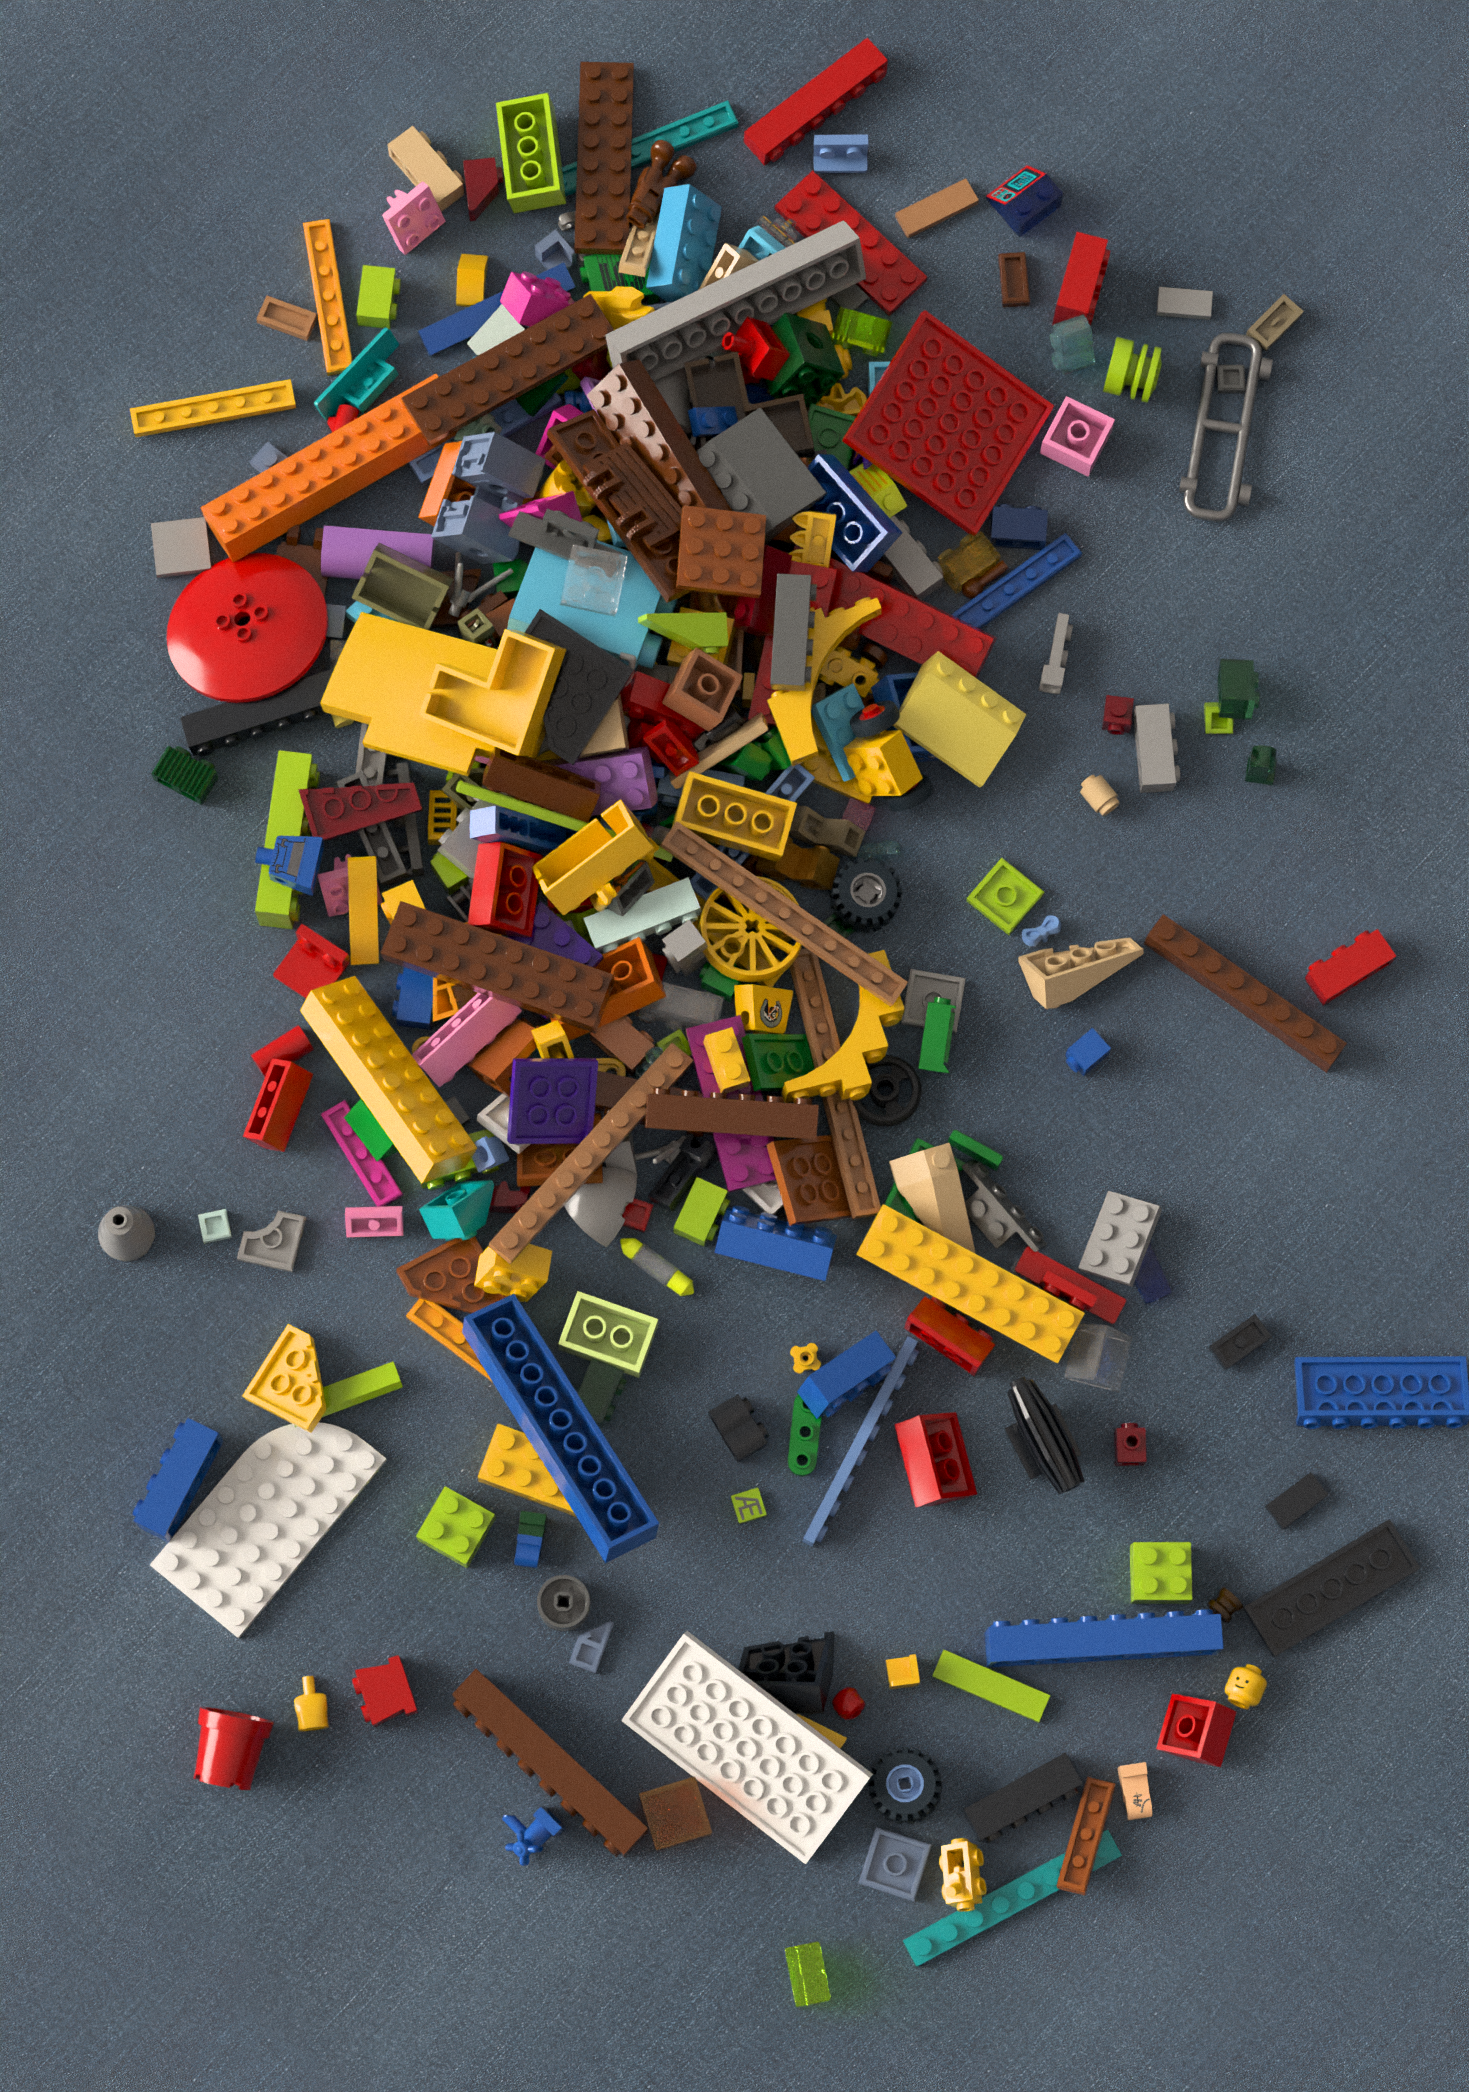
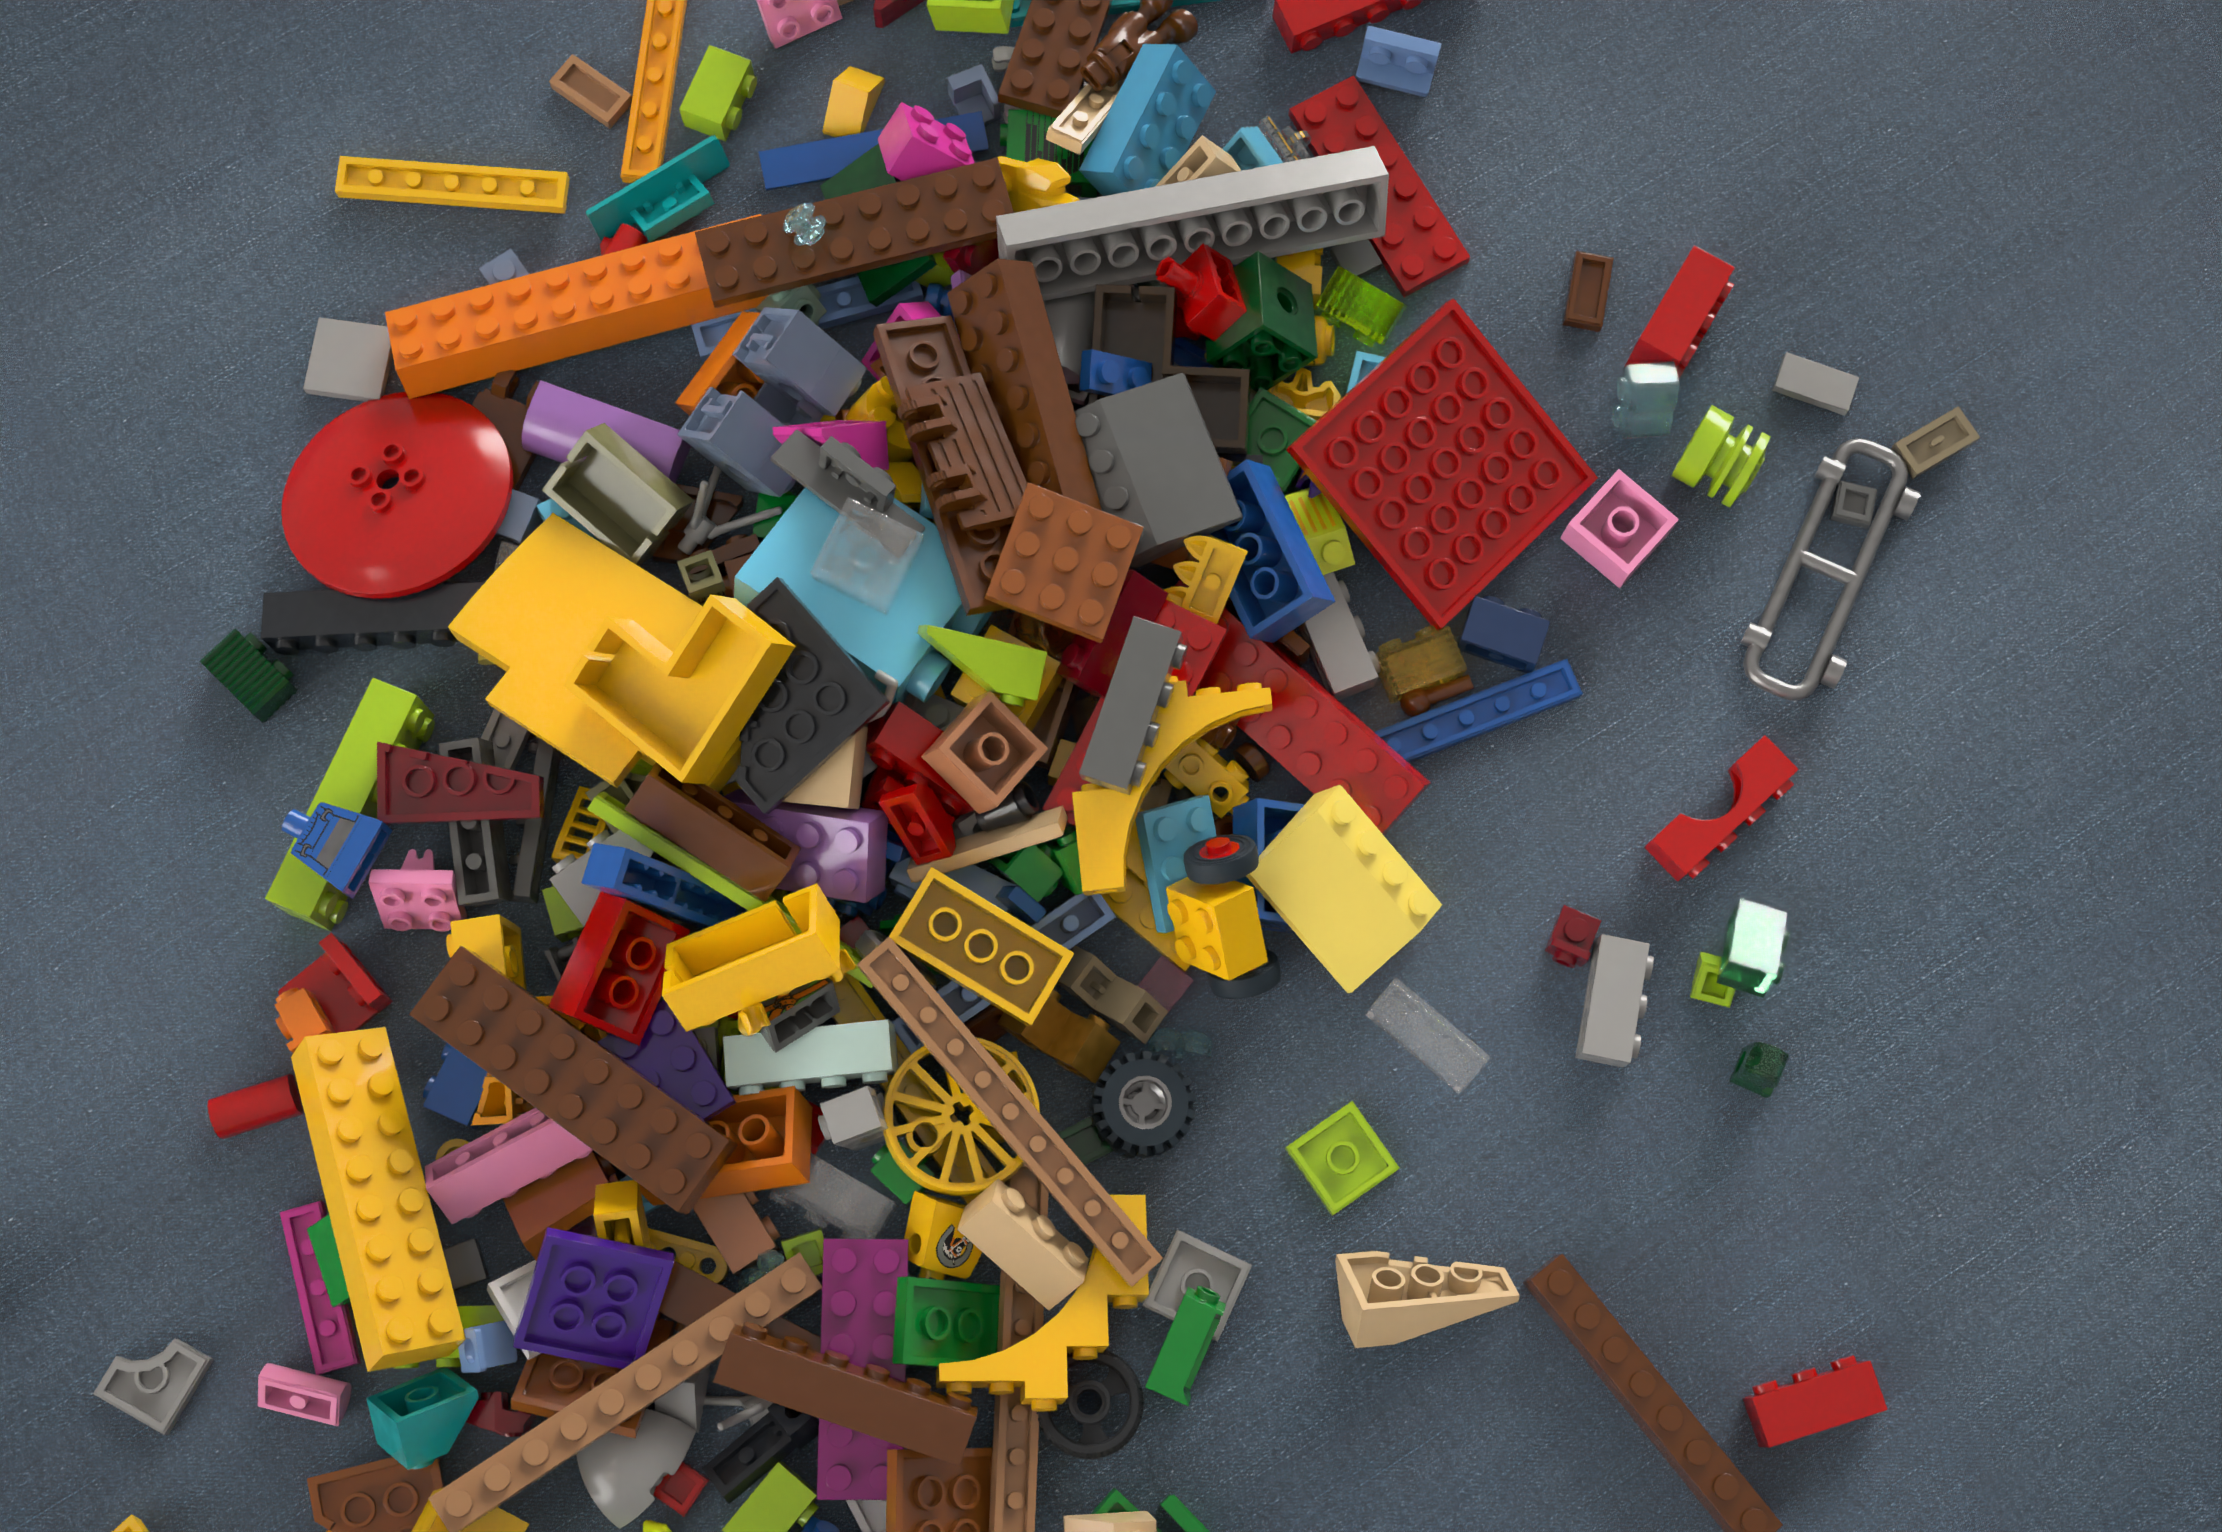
camera: 15 degrees right, 0 degrees up
(214, 1226) = (80, 1335): light aqua tile -> none
(278, 1105) = (218, 1186): red brick -> none
(296, 984) = (300, 1016): none -> orange brick
(363, 910) = (421, 931): yellow tile -> none
(477, 373) = (807, 228): none -> clear light blue wheel
(726, 1060) = (863, 1309): yellow brick -> none
(751, 782) = (1021, 904): none -> blue tile
(816, 997) = (1024, 1244): none -> tan brick
(936, 208) = (1508, 168): medium nougat tile -> none
(1026, 199) = (1634, 187): clear blue slope -> none
(1033, 936) = (1366, 1229): medium blue piece -> none
(1039, 801) = (1427, 1035): none -> clear brick
(1053, 674) = (1494, 855): light grey plate -> none
(1087, 1052) = (1397, 1427): blue brick -> none
(1099, 794) = (1516, 1047): tan brick -> none
(1177, 631) = (1755, 777): none -> red arch

